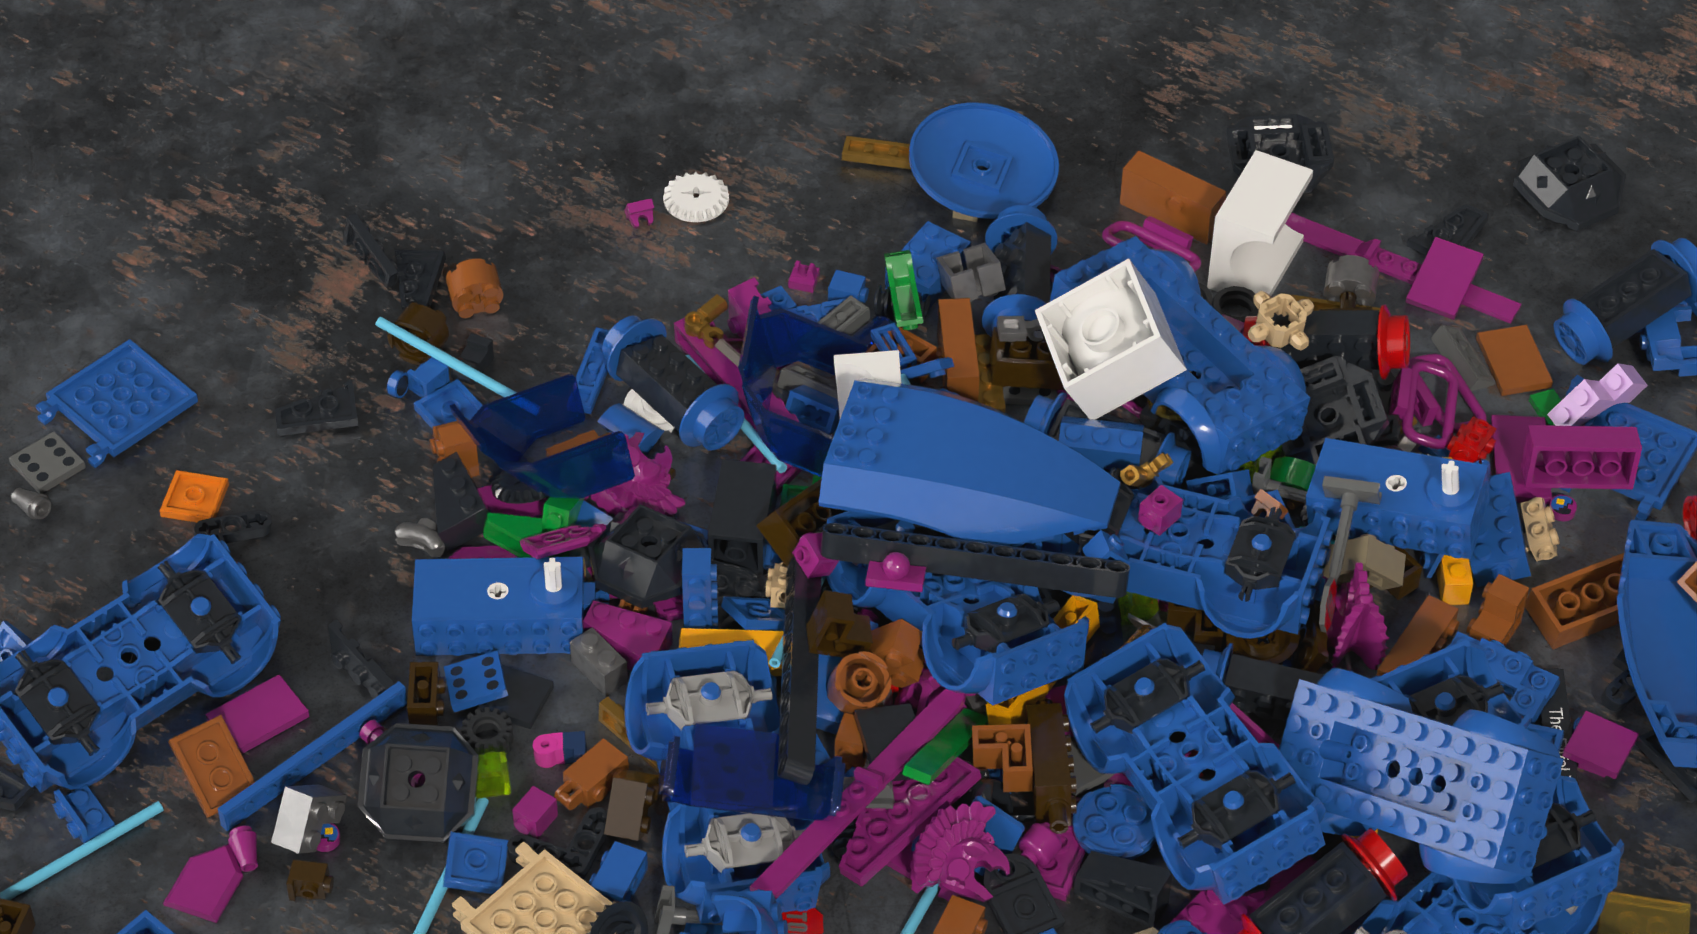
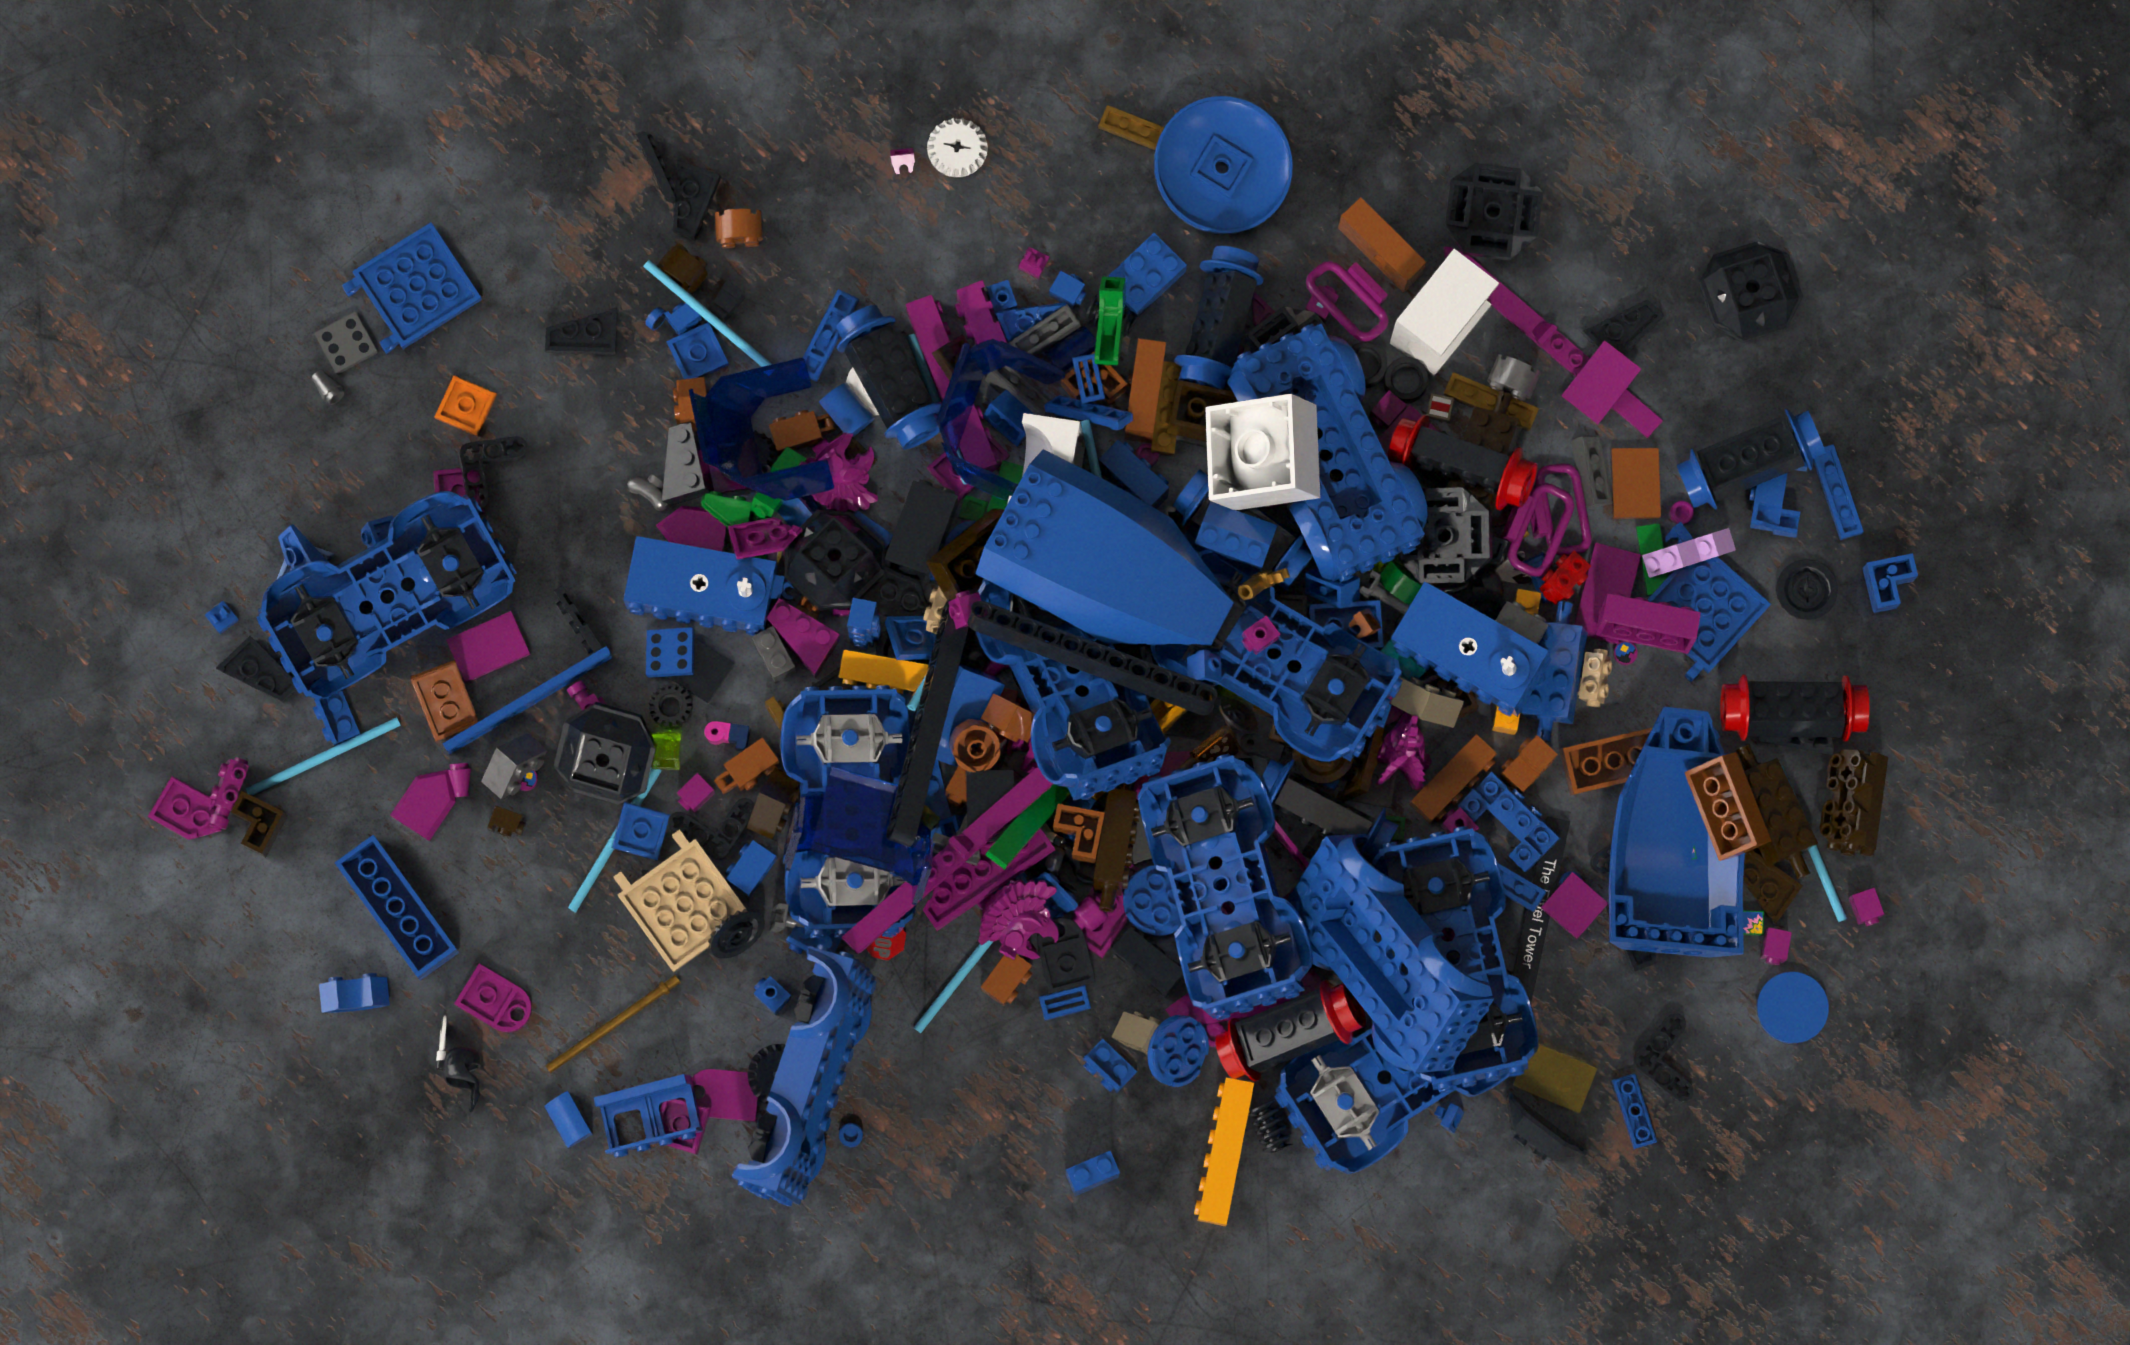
camera: 10 degrees right, 30 degrees up
(424, 693) = (625, 661): dark brown brick -> none
(698, 323) = (923, 313): pearl gold bar -> none
(836, 628) = (966, 699): dark brown brick -> none
(896, 574) = (1023, 660): magenta tile -> none
(981, 277) = (1176, 318): flat silver piece -> none
(1016, 329) = (1194, 391): flat silver plate -> none
(1277, 335) = (1398, 459): tan piece -> none
(1351, 493) = (1424, 654): dark grey piece -> none
(1569, 373) = (1681, 512): none -> magenta tile

